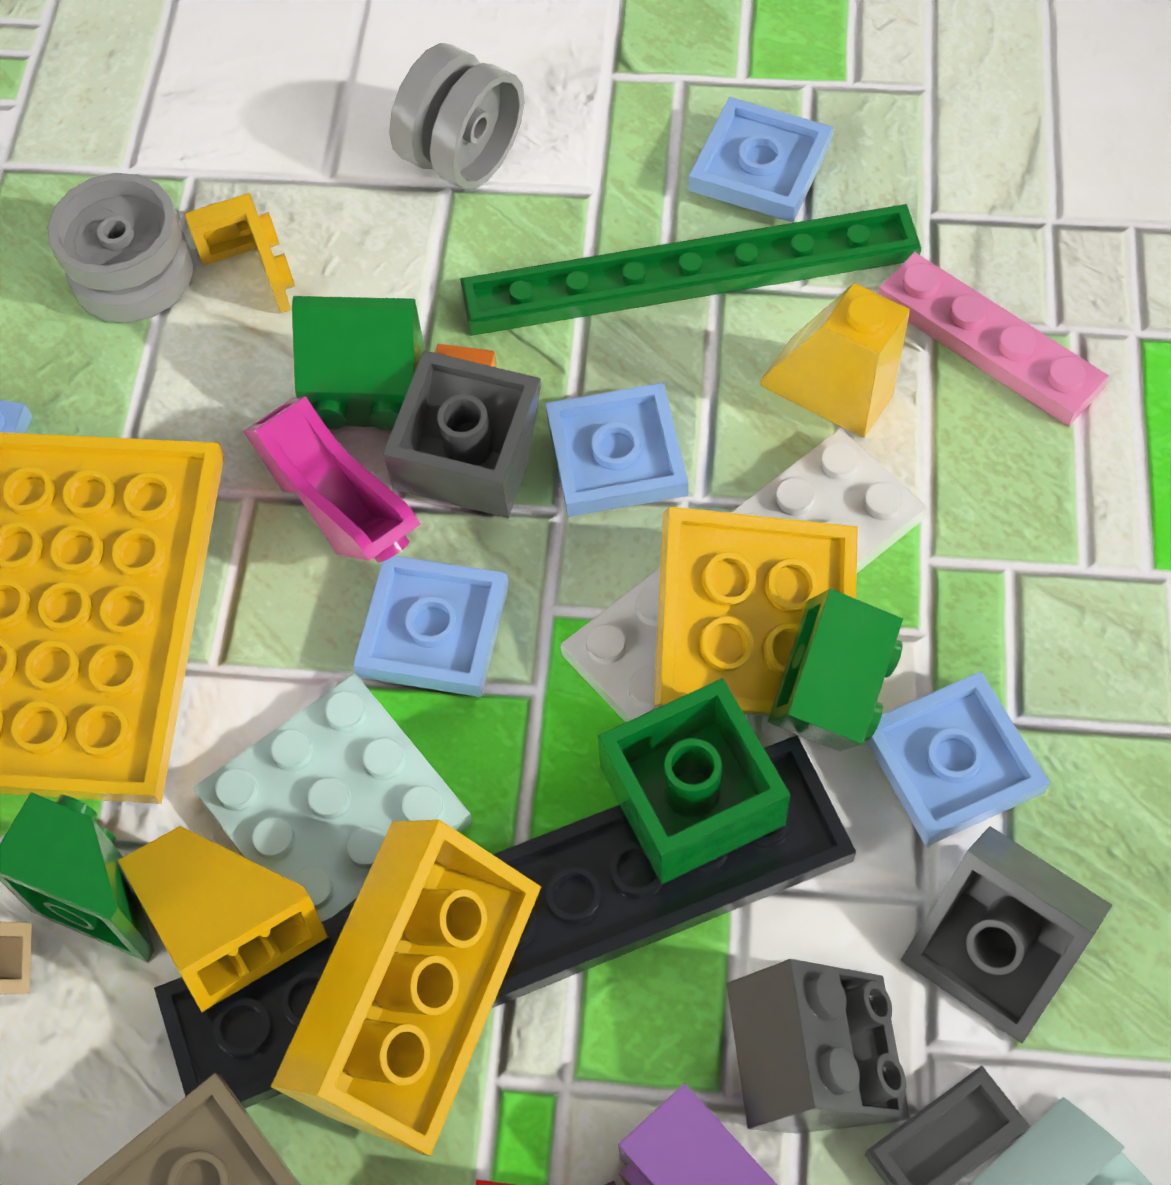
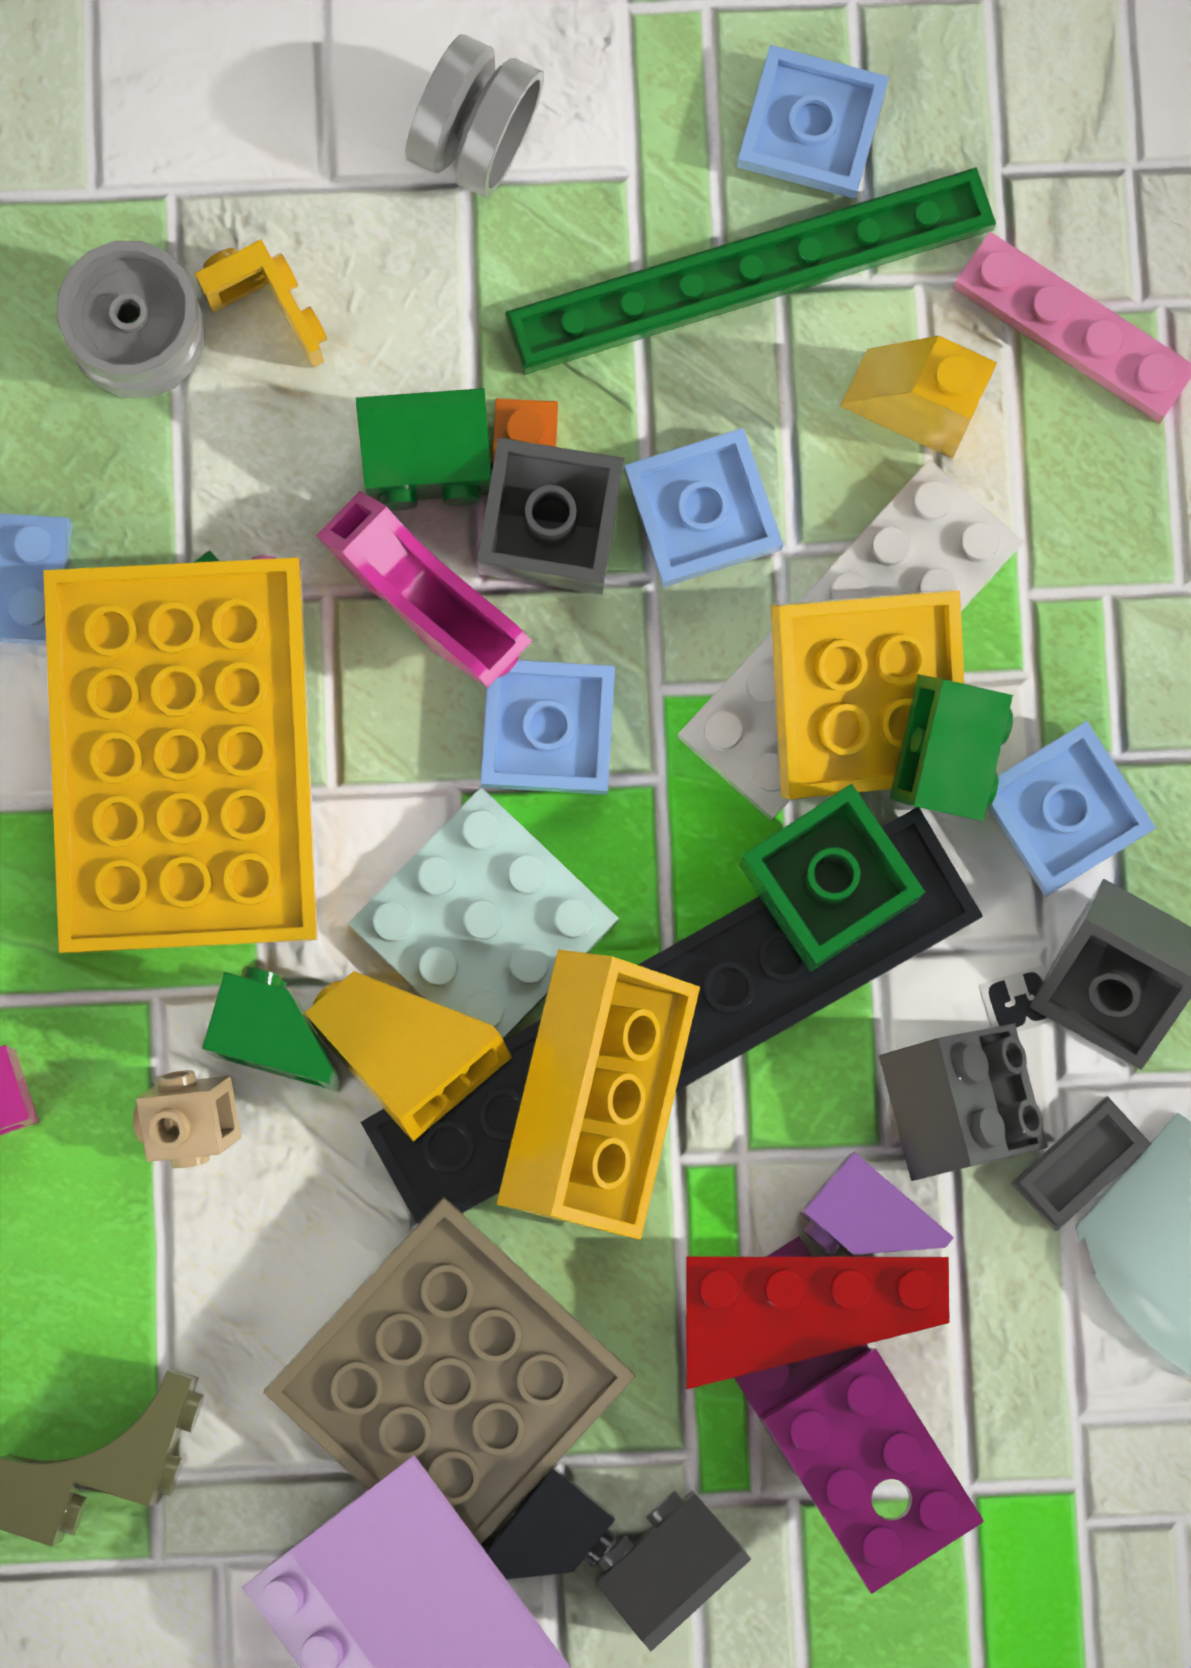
camera: 15 degrees left, 20 degrees up
(880, 950) = (1010, 996): none -> sticker

